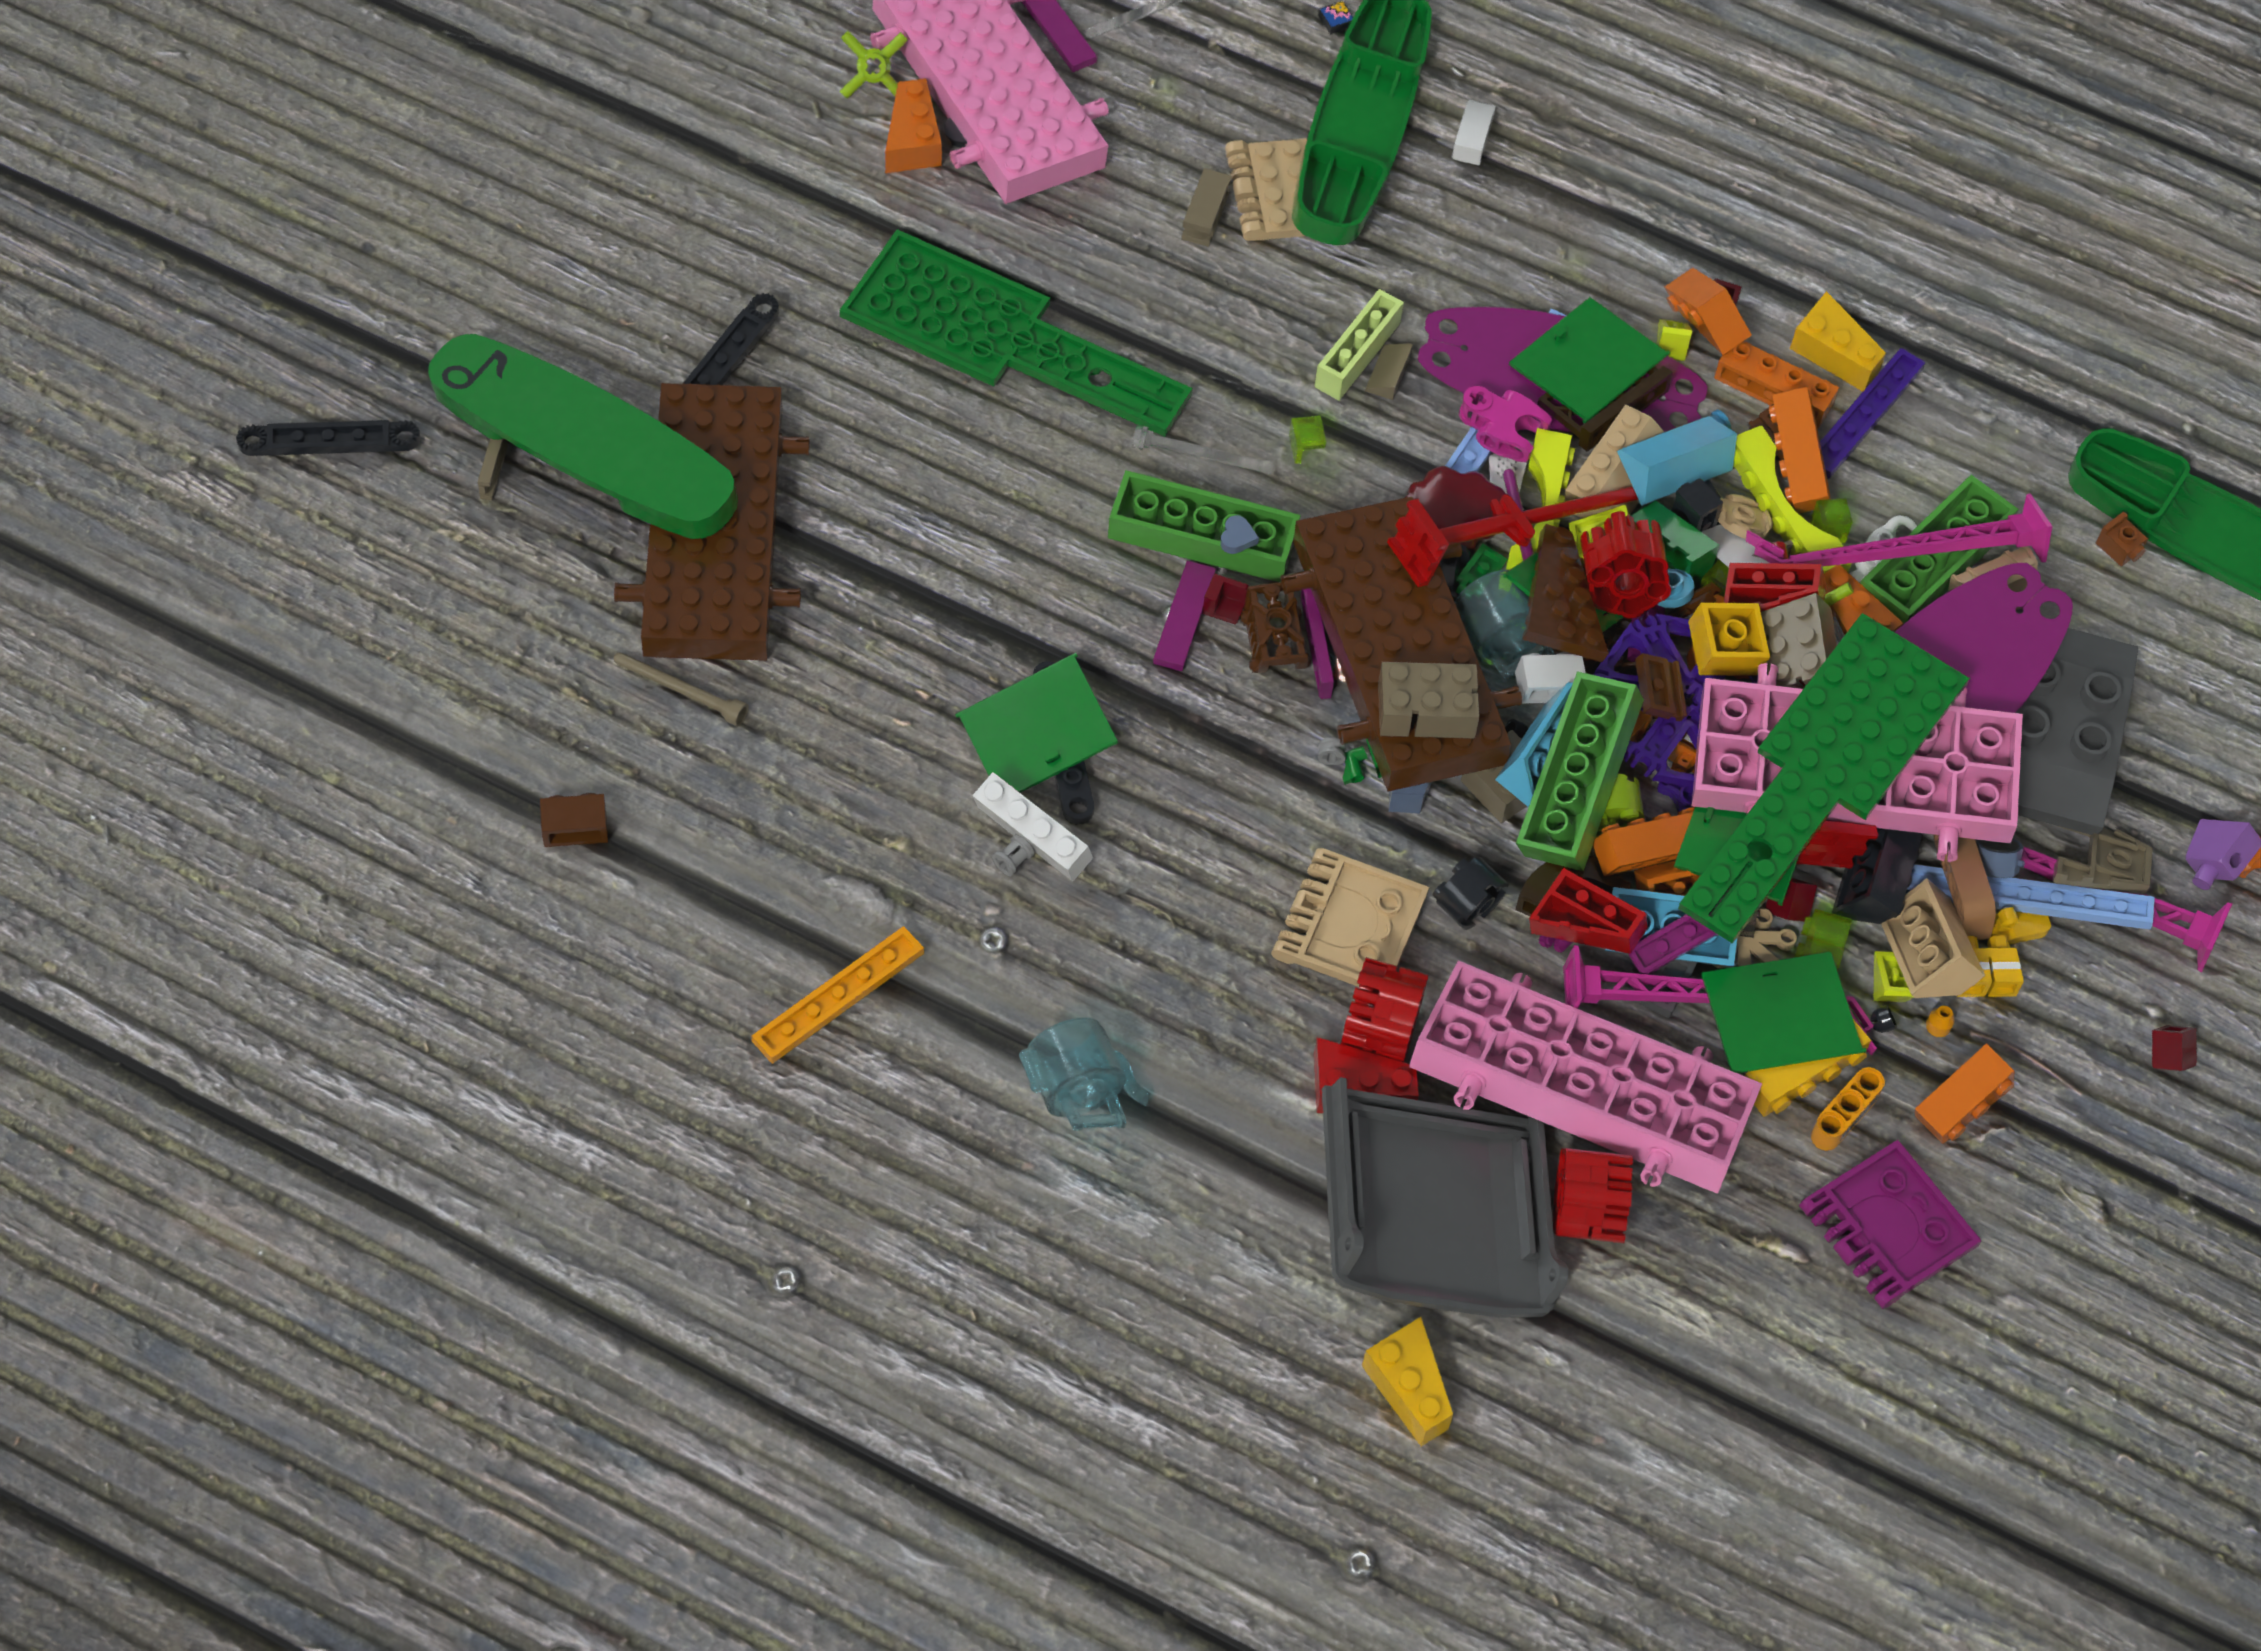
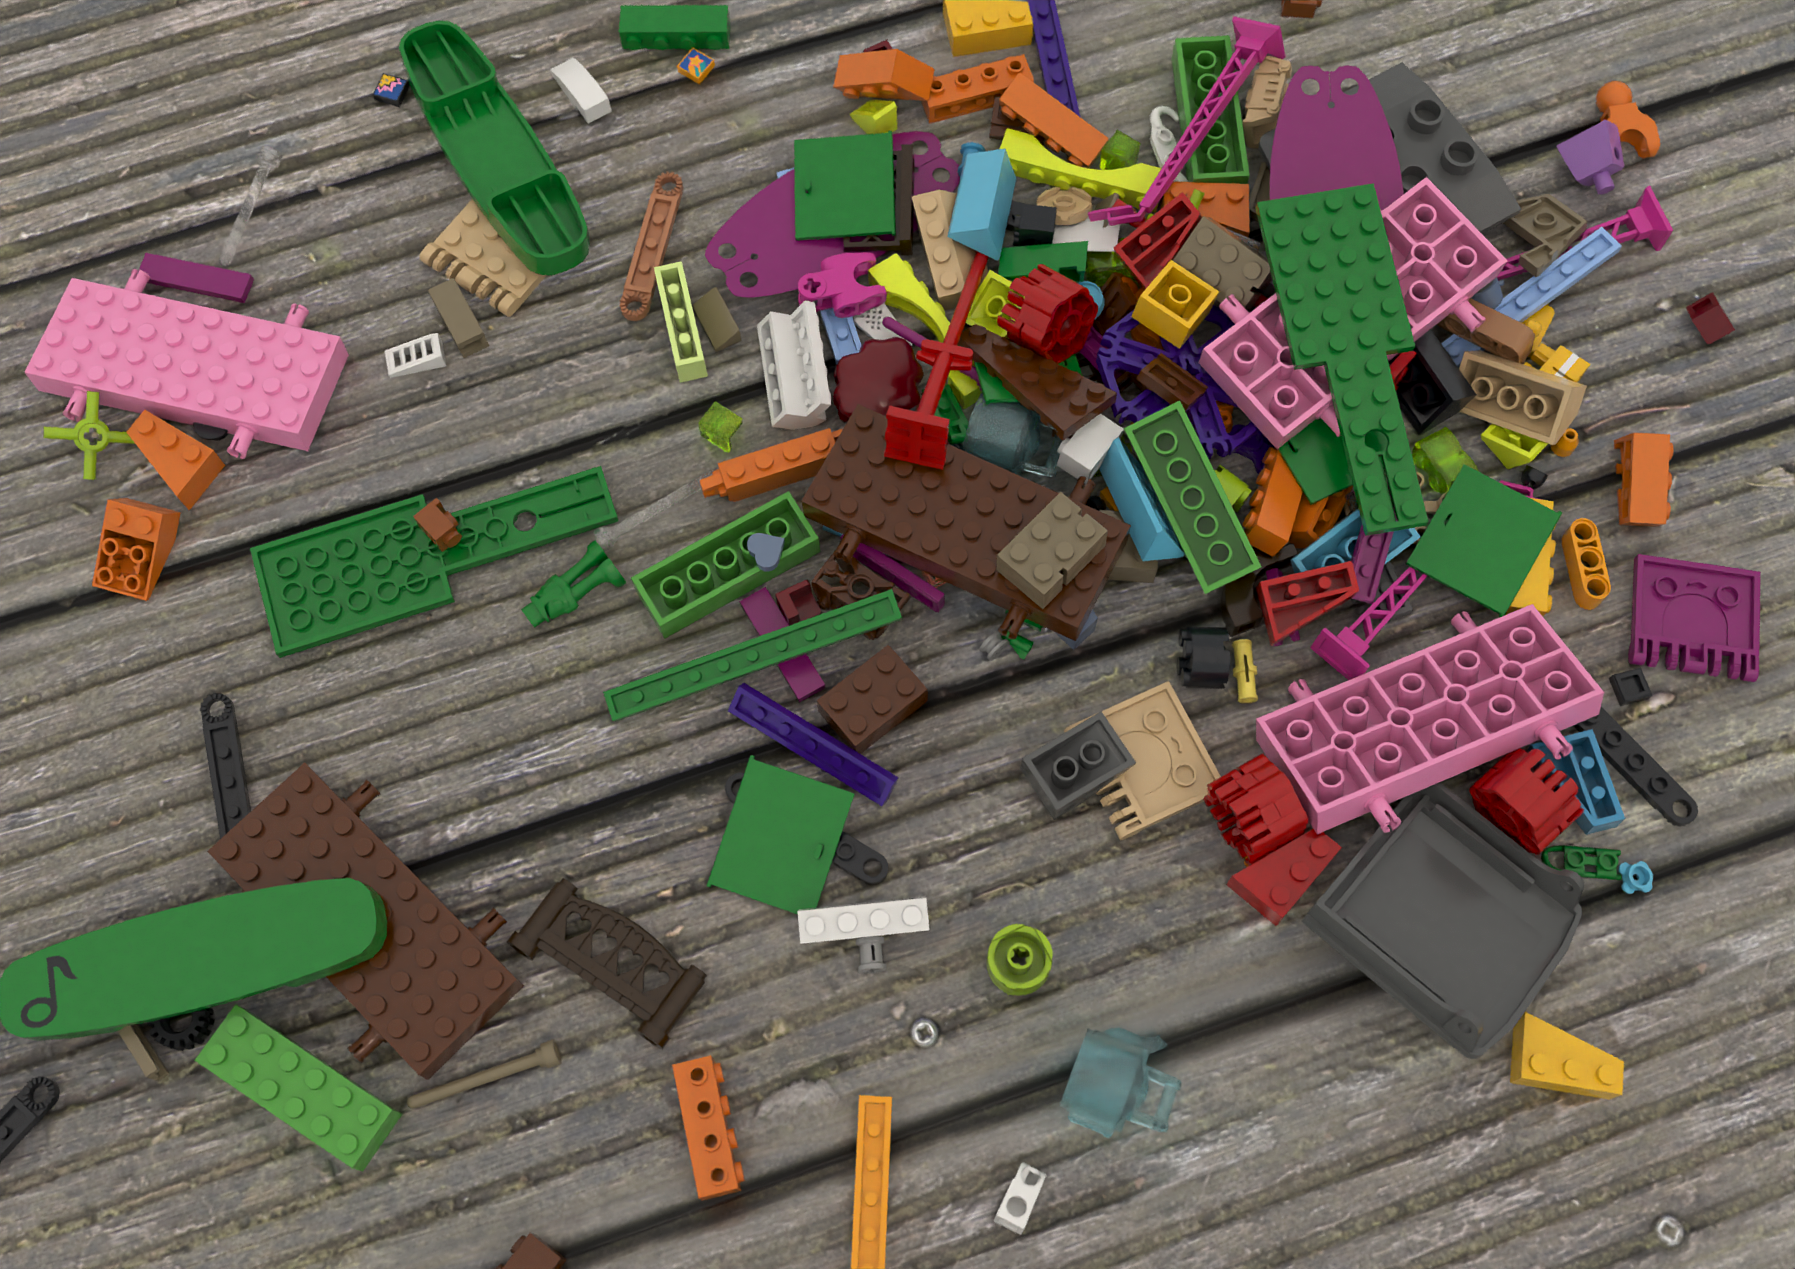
camera: 40 degrees left, 10 degrees up
(531, 486) = (184, 1039): none -> black tyre
(560, 579) = (298, 1088): none -> bright green brick
(784, 849) = (706, 1127): none -> orange brick
(824, 161) = (134, 546): none -> orange slope
(835, 751) = (658, 1007): none -> dark brown piece
(935, 1088) = (1020, 1198): none -> white leg
(1036, 322) = (438, 525): none -> dark orange brick
(1070, 443) = (558, 596): none -> green piece
(1107, 950) = (1026, 943): none -> lime brick
(1129, 693) = (813, 744): none -> dark purple plate
(1153, 597) = (753, 655): none -> green plate
(1159, 221) = (426, 362): none -> white slope
(1202, 704) = (872, 700): none -> reddish brown brick
(1293, 871) = (1076, 765): none -> dark grey slope
(1300, 489) = (770, 467): none -> orange hinge
(1402, 277) = (651, 246): none -> nougat plate
(1404, 447) = (794, 368): none -> white brick
(1494, 935) = (1245, 671): none -> light yellow pin
(1581, 188) = (696, 65): none -> tile
(1589, 1279) = (1575, 860): none -> green piece
(1595, 147) = (674, 27): none -> green brick
(1623, 1325) = (1643, 874): none -> medium azure plate
(1655, 1230) = (1591, 775): none -> dark azure wedge
(1717, 1260) = (1639, 768): none -> black plate
(1779, 1220) = (1630, 686): none -> black tile

